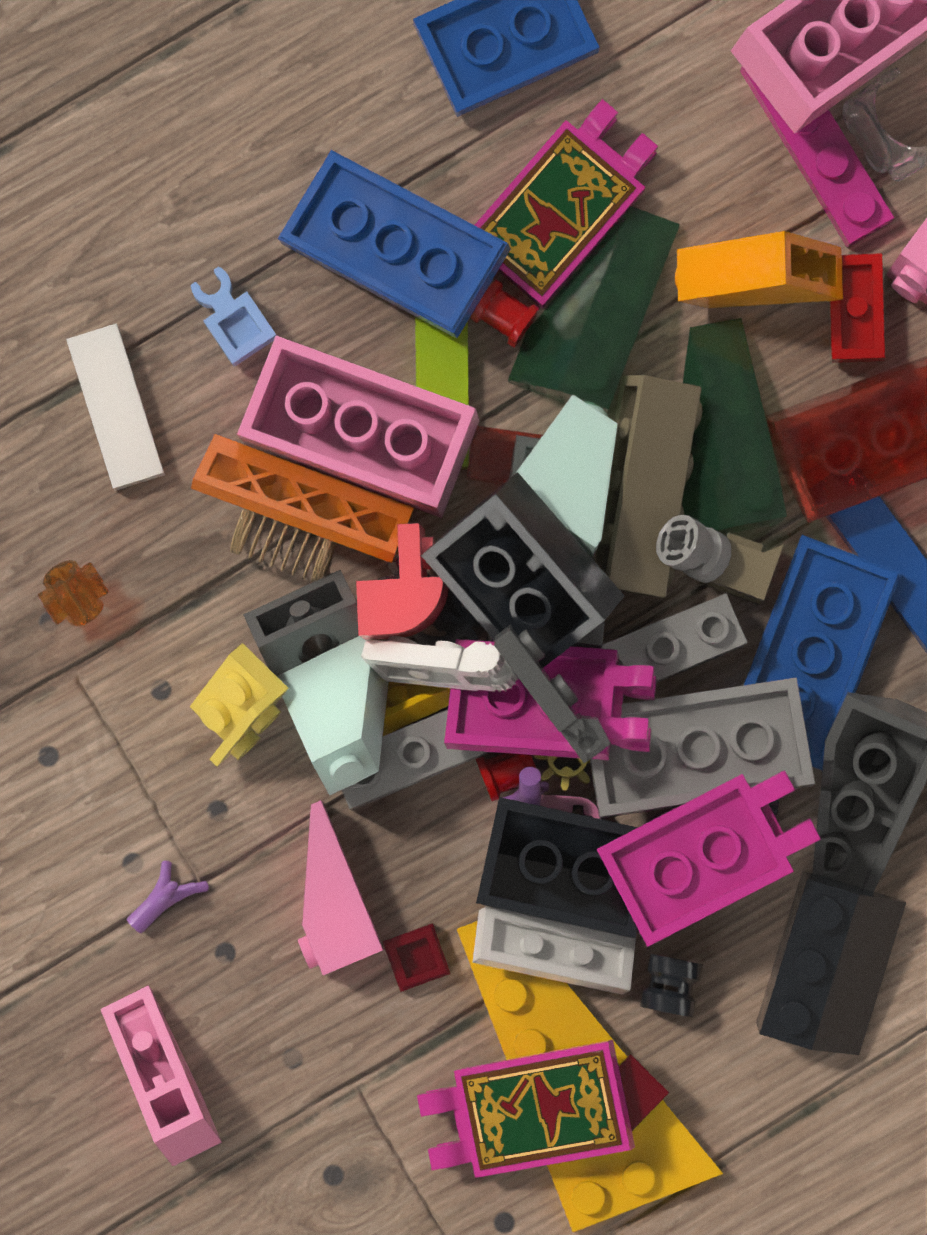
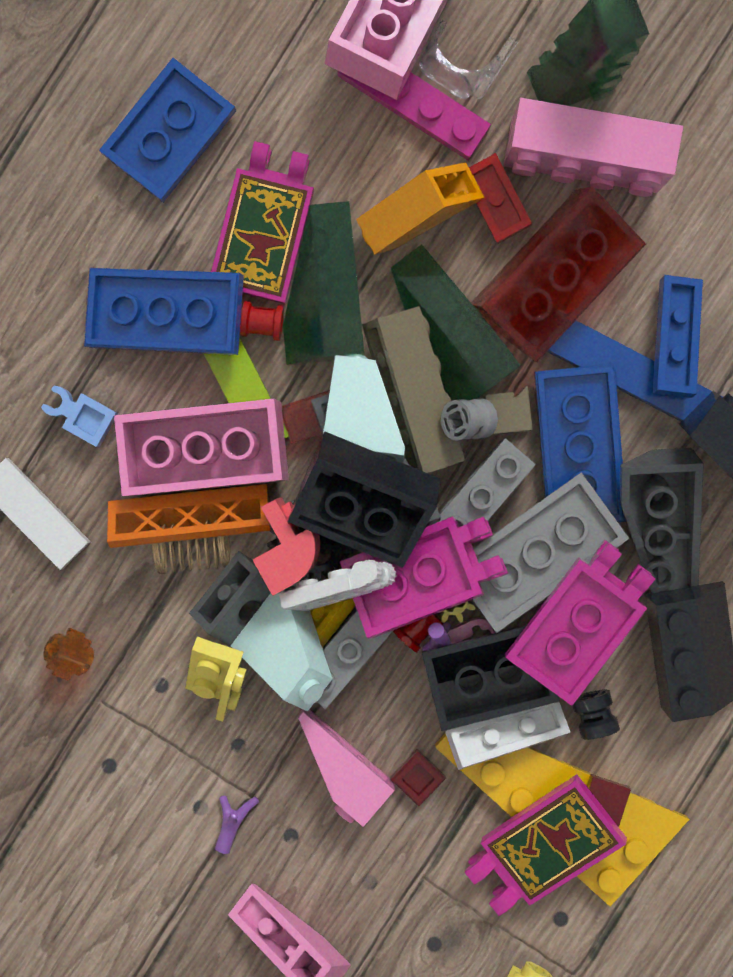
camera: 25 degrees left, 5 degrees up
(553, 695) = (424, 574): dark grey hinge -> none

